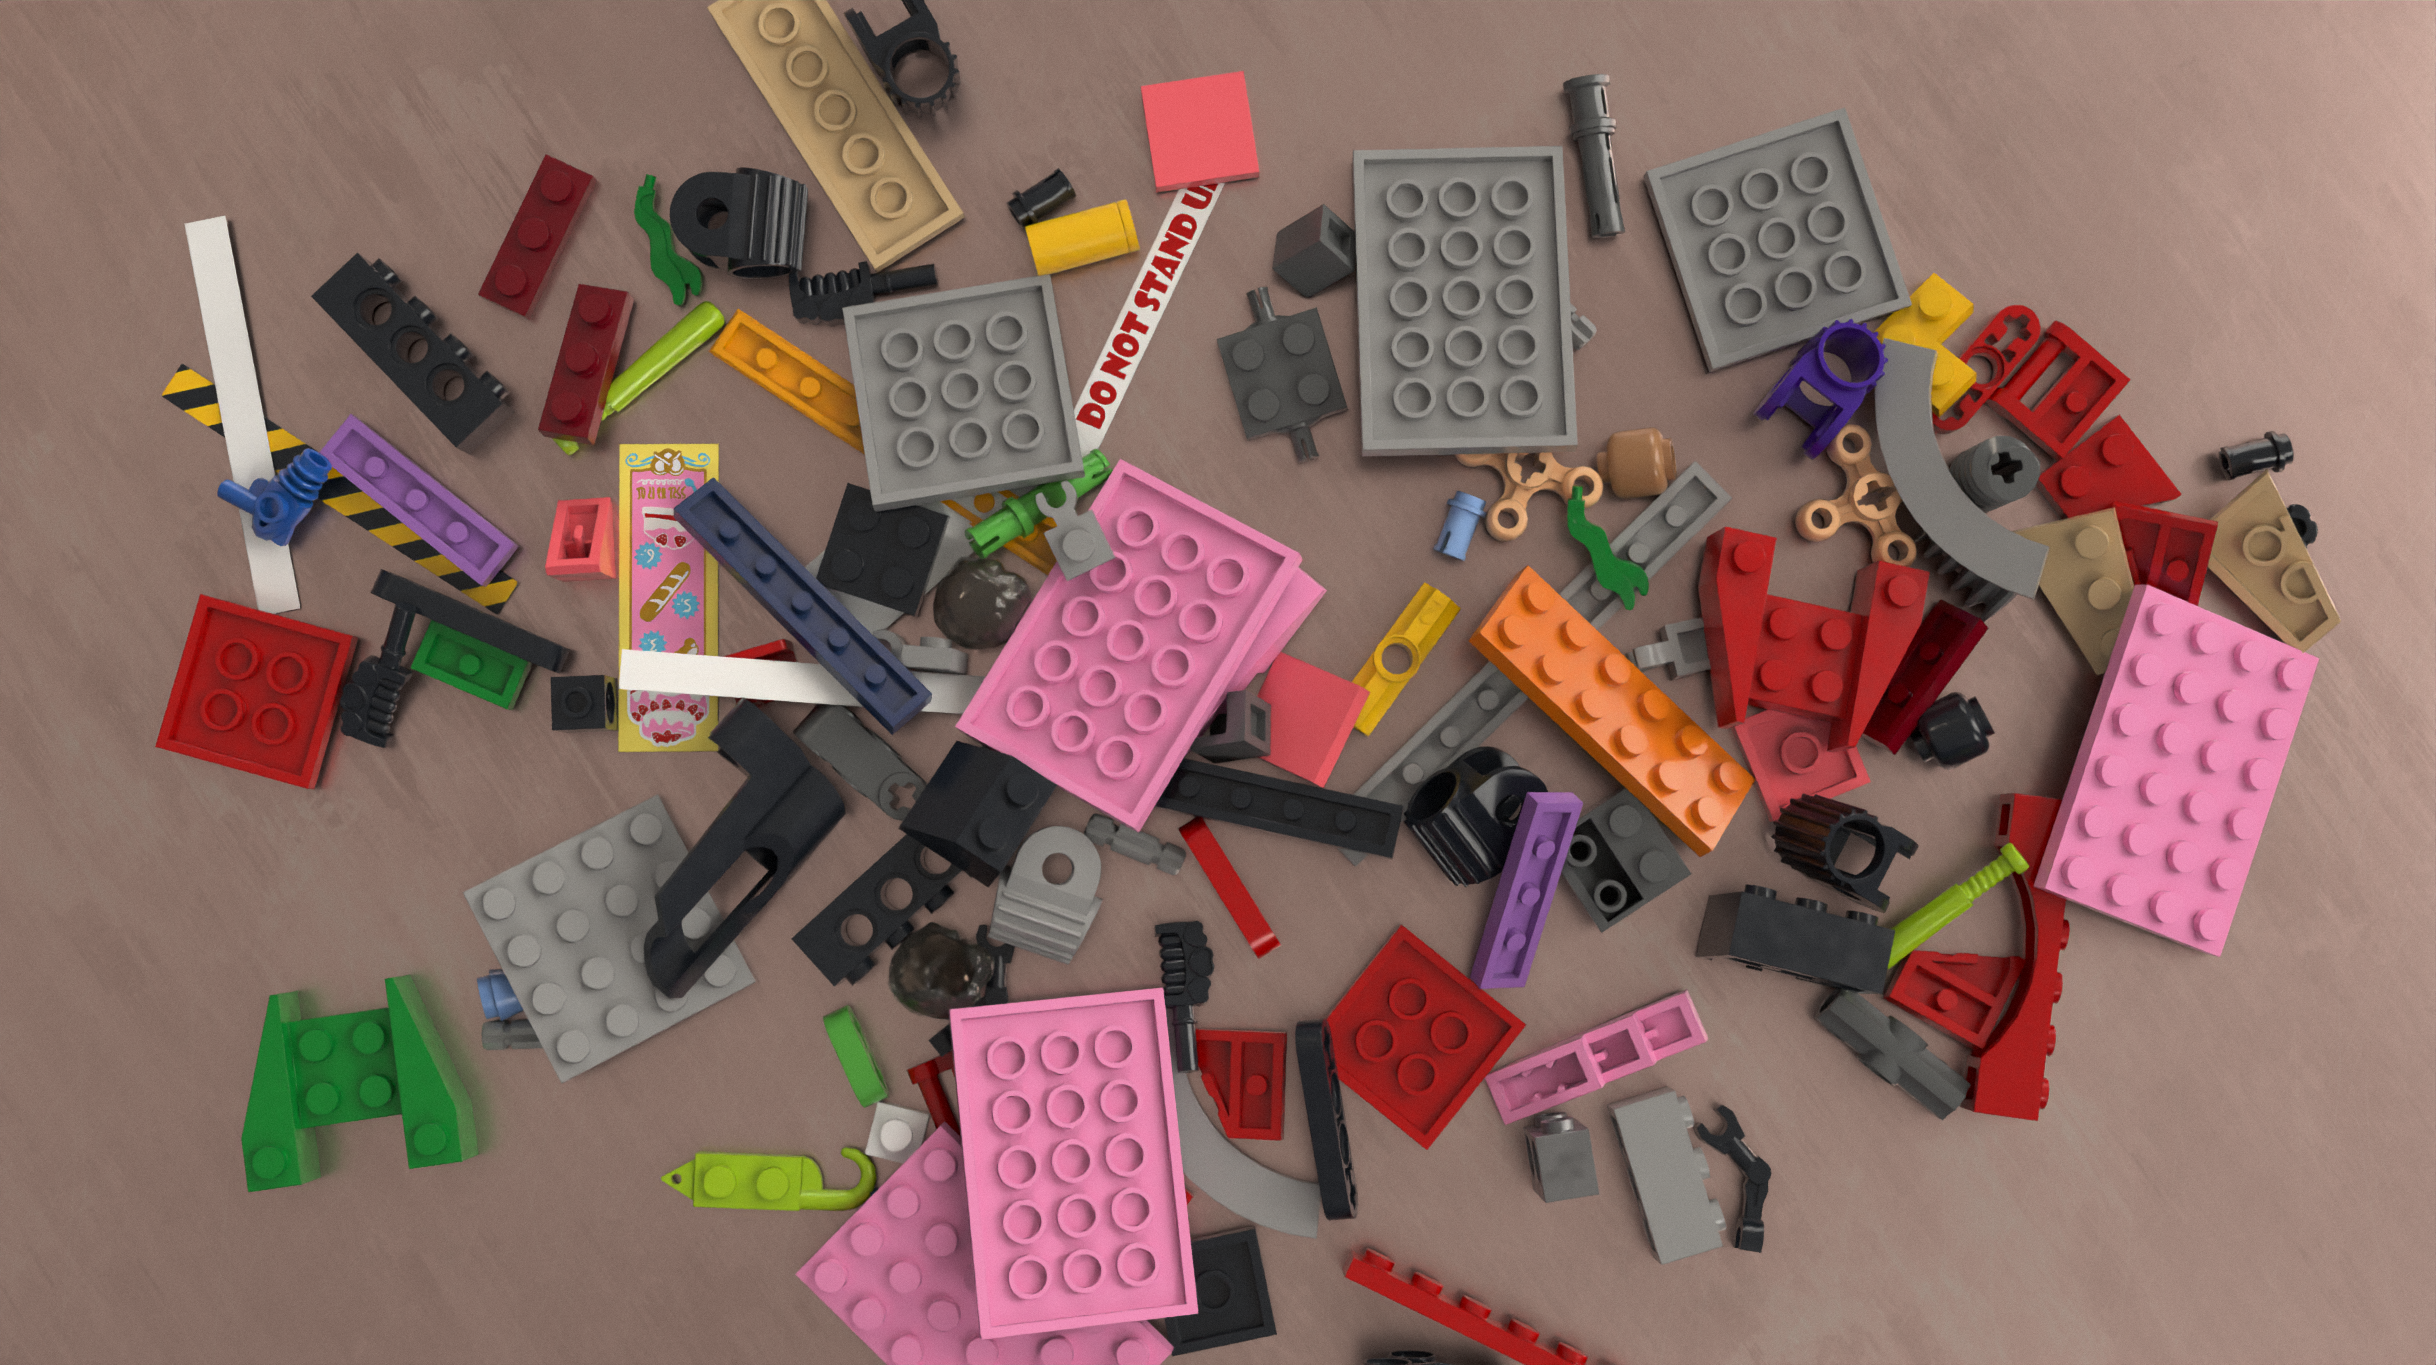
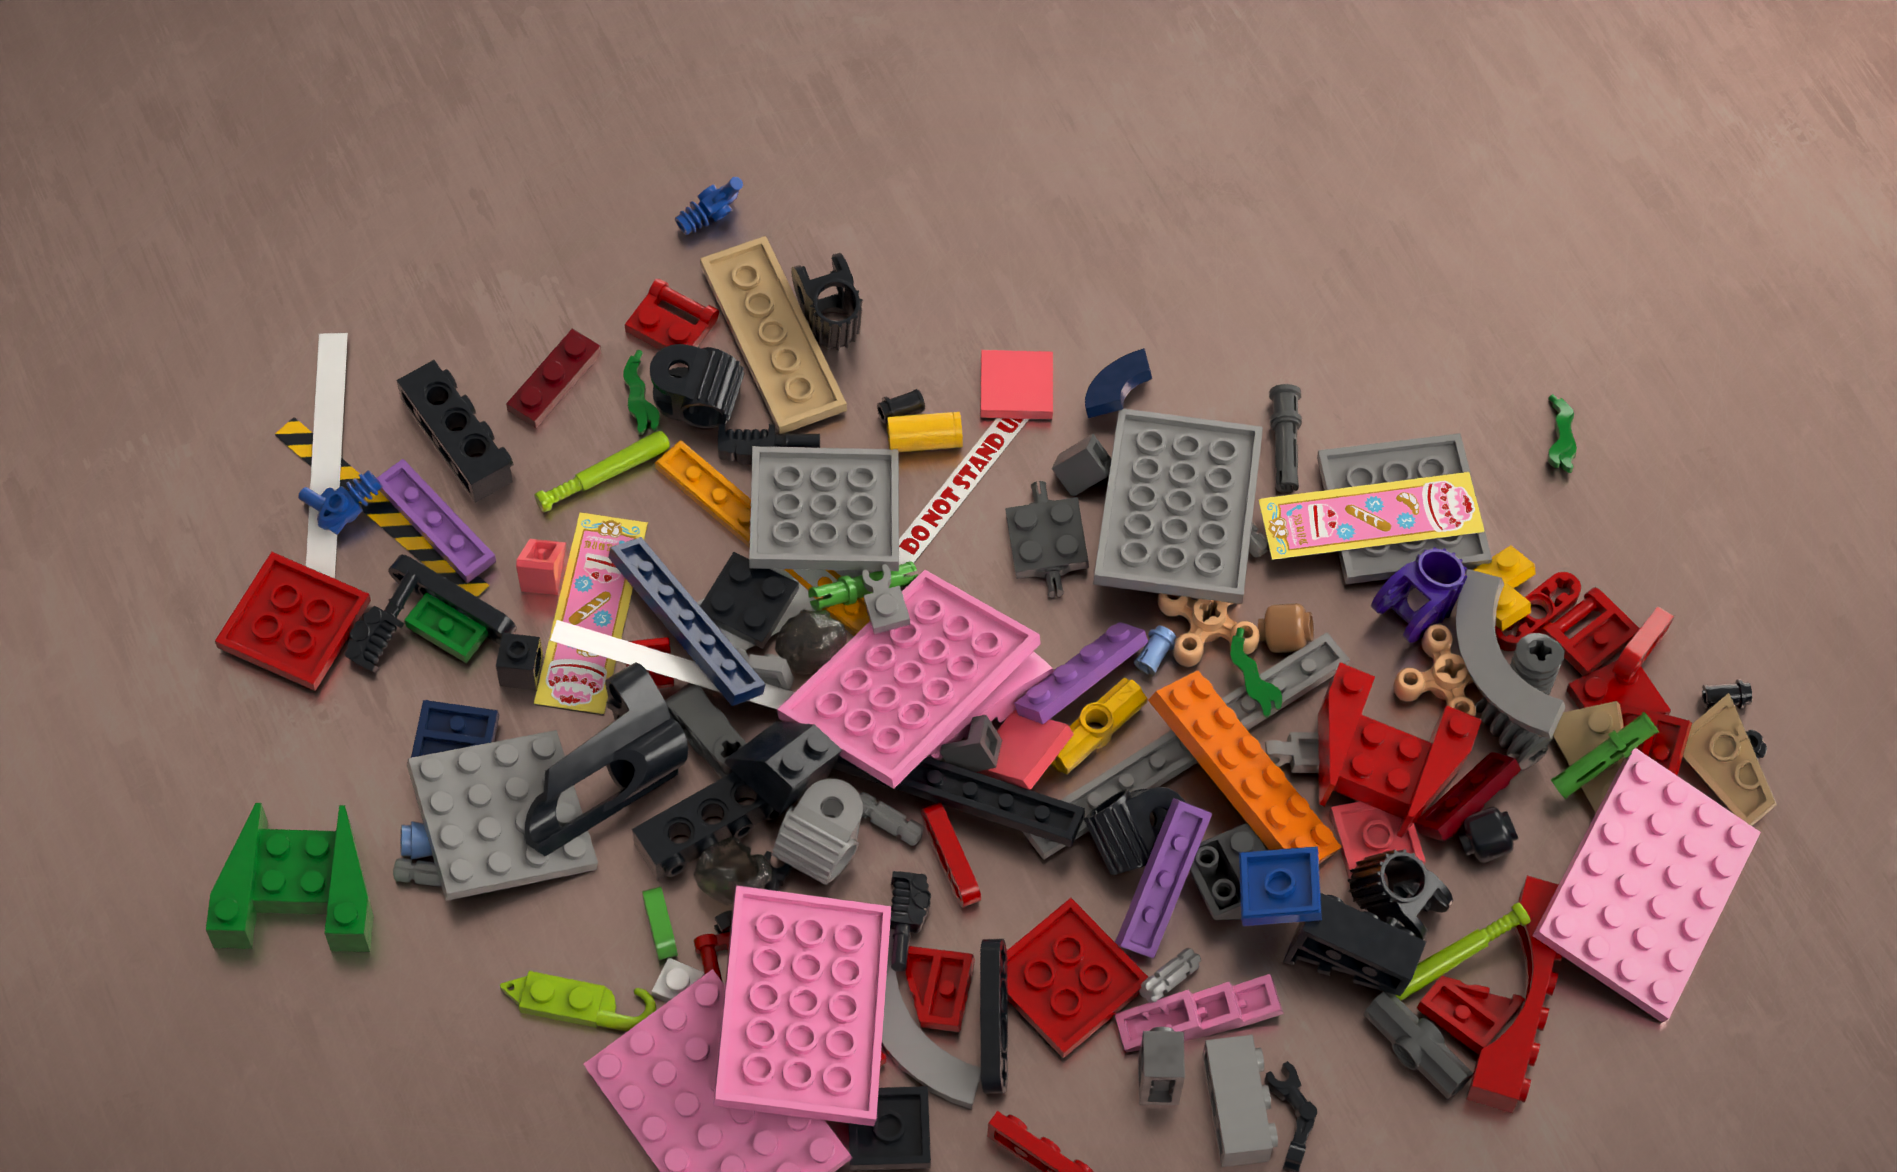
camera: 10 degrees right, 25 degrees down
(515, 824) = (453, 727): none -> dark blue wing
(586, 364) = (570, 454): dark red plate -> none
(681, 128) = (664, 328): none -> red plate
(1341, 106) = (1115, 382): none -> dark blue tile
(1364, 586) = (1081, 672): none -> medium lavender plate
(1551, 1013) = (1170, 975): none -> light grey axle
(1689, 892) = (1280, 886): none -> blue tile
(1734, 265) = (1371, 515): none -> sticker
(1994, 98) = (1565, 448): none -> green hair
(2121, 586) = (1610, 751): none -> bright green pin
(2138, 407) = (1643, 643): none -> beam

